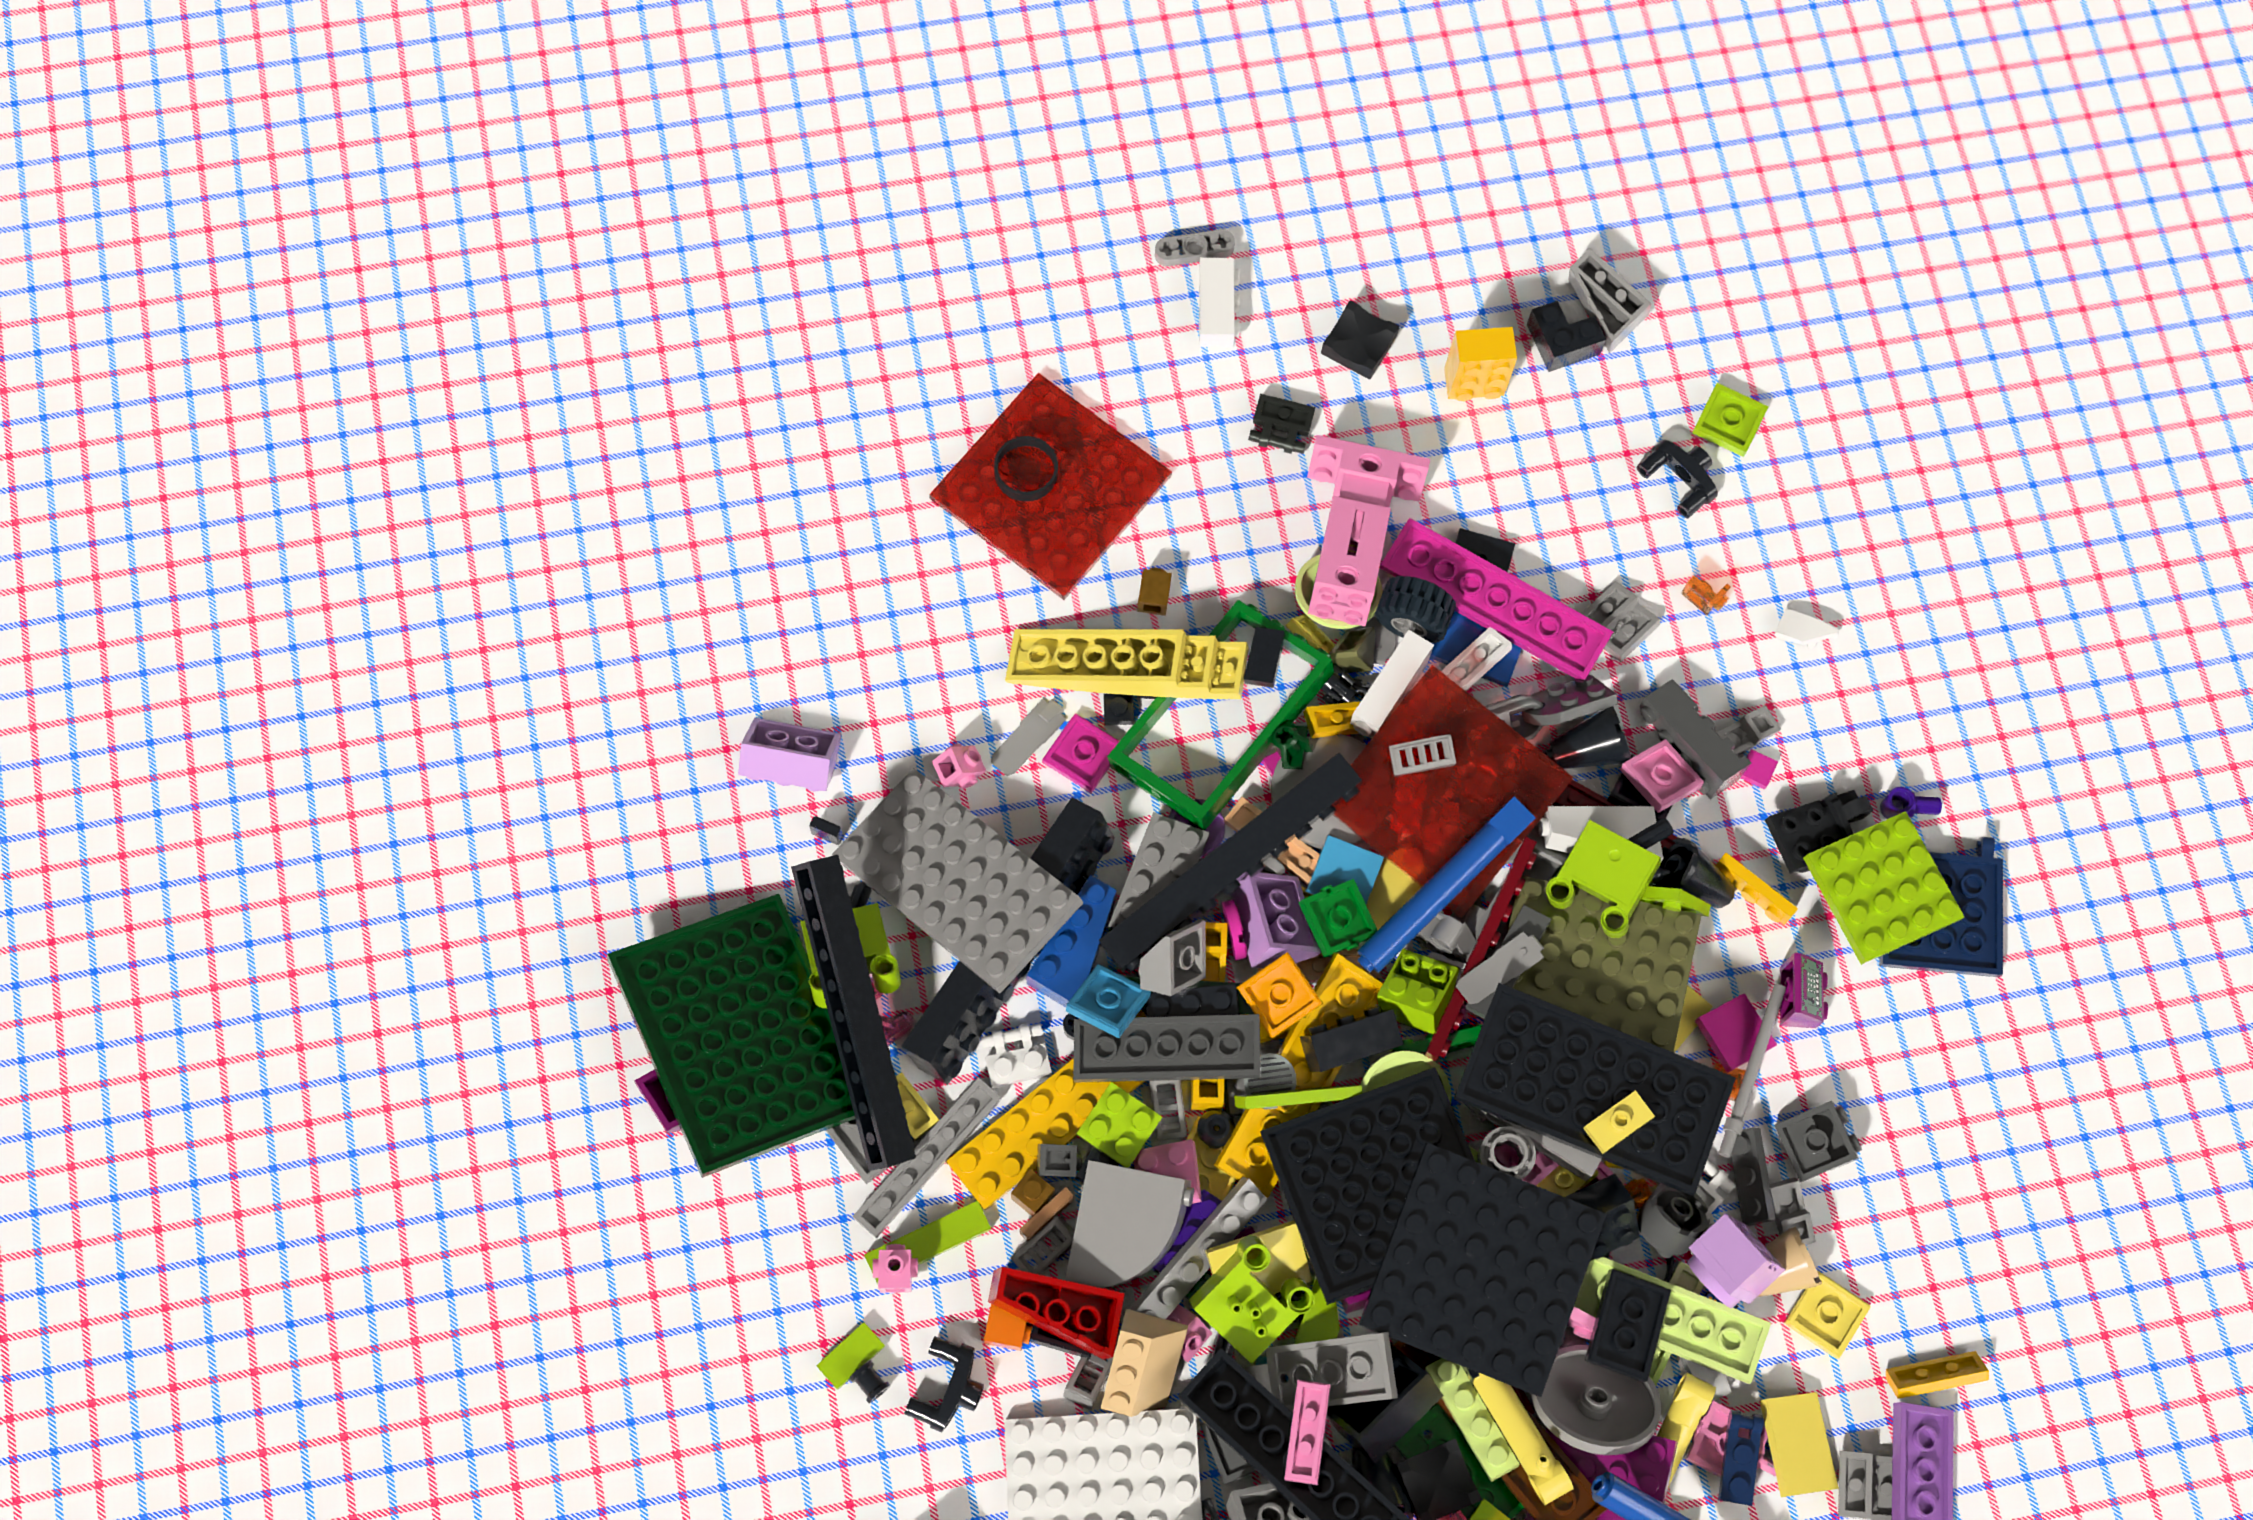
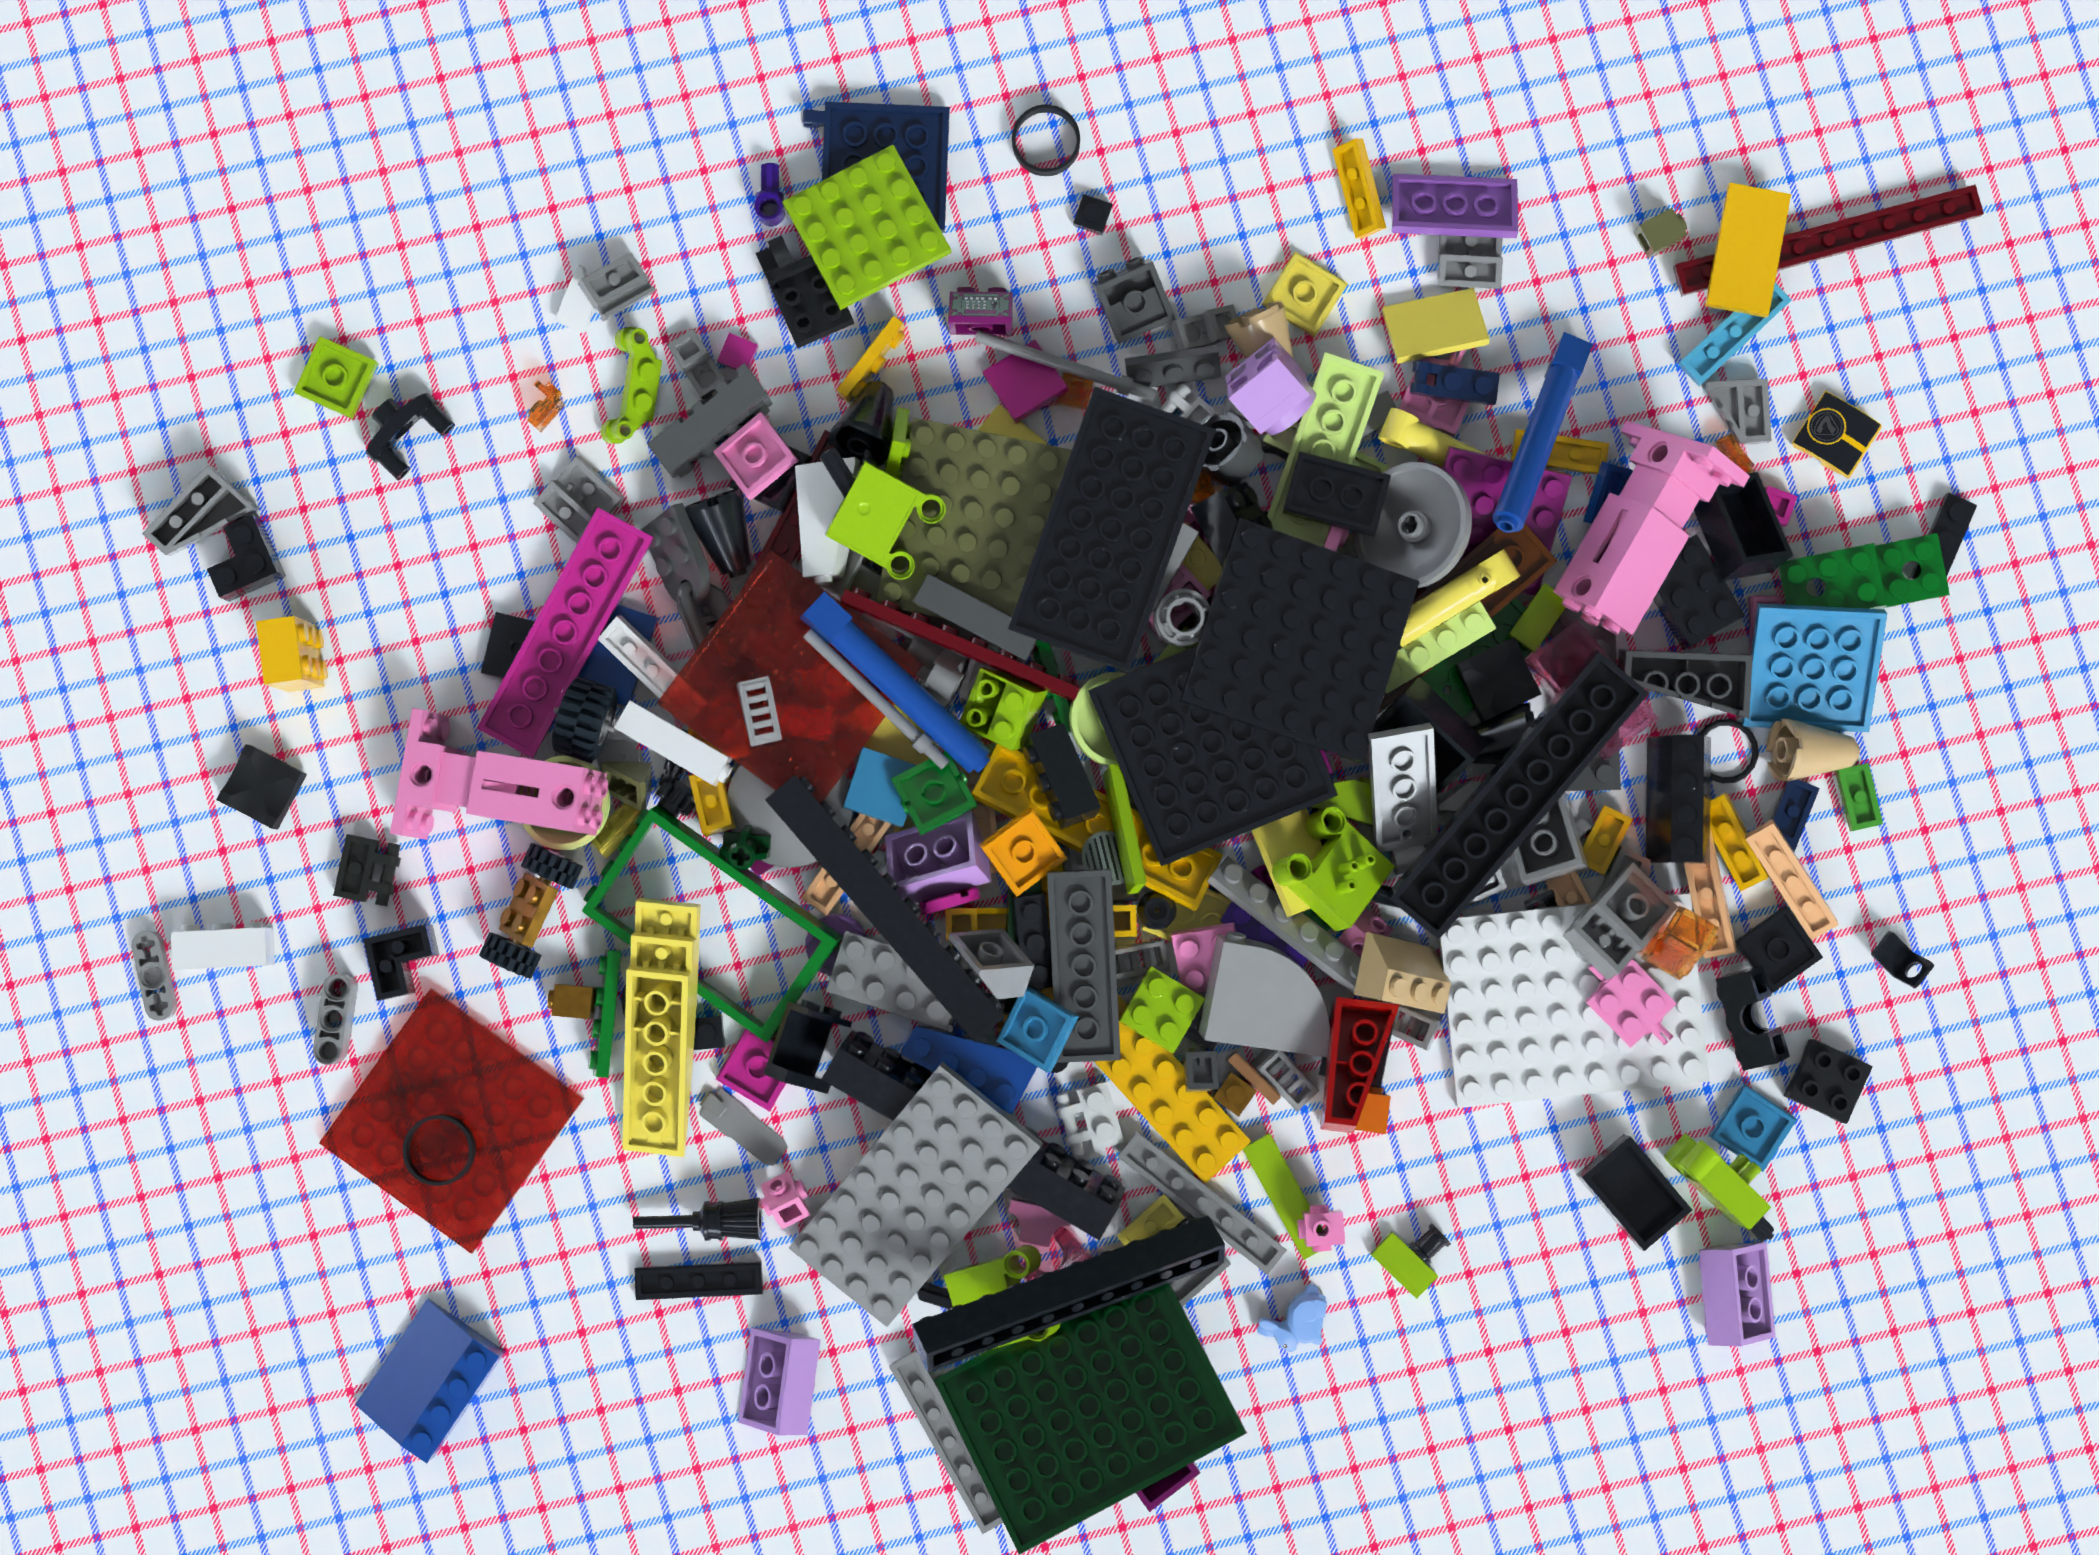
camera: 85 degrees left, 15 degrees up
(750, 888) = (942, 1432): none -> light grey plate
(804, 1249) = (1302, 1320): none -> light blue animal
(816, 455) = (429, 1380): none -> blue slope
(826, 830) = (861, 1335): black tile -> none
(888, 690) = (698, 1280): none -> black tile
(918, 993) = (1035, 1222): none -> bright pink brick
(944, 704) = (713, 1220): none -> black piece
(960, 1391) = (1434, 1153): black connector -> none
(1105, 787) = (801, 1044): none -> black panel
(1129, 616) = (603, 1026): none -> green plate
(1138, 381) = (324, 1030): none -> light grey beam
(1200, 437) = (390, 959): none -> black brick
(1264, 657) = (650, 880): black tile -> none
(1278, 571) = (529, 910): none -> plate
(1307, 1432) = (1471, 811): bright pink tile -> none
(1388, 907) = (921, 741): none -> light grey bar
(1501, 967) = (984, 624): light grey piece -> none
(1619, 1122) = (1148, 505): light yellow plate -> none
(1724, 678) = (639, 387): none -> lime plate
(1819, 661) = (616, 286): none -> light grey plate
(1901, 1108) = (1092, 214): none -> black plate
(1997, 1050) = (1045, 108): none -> black tyre

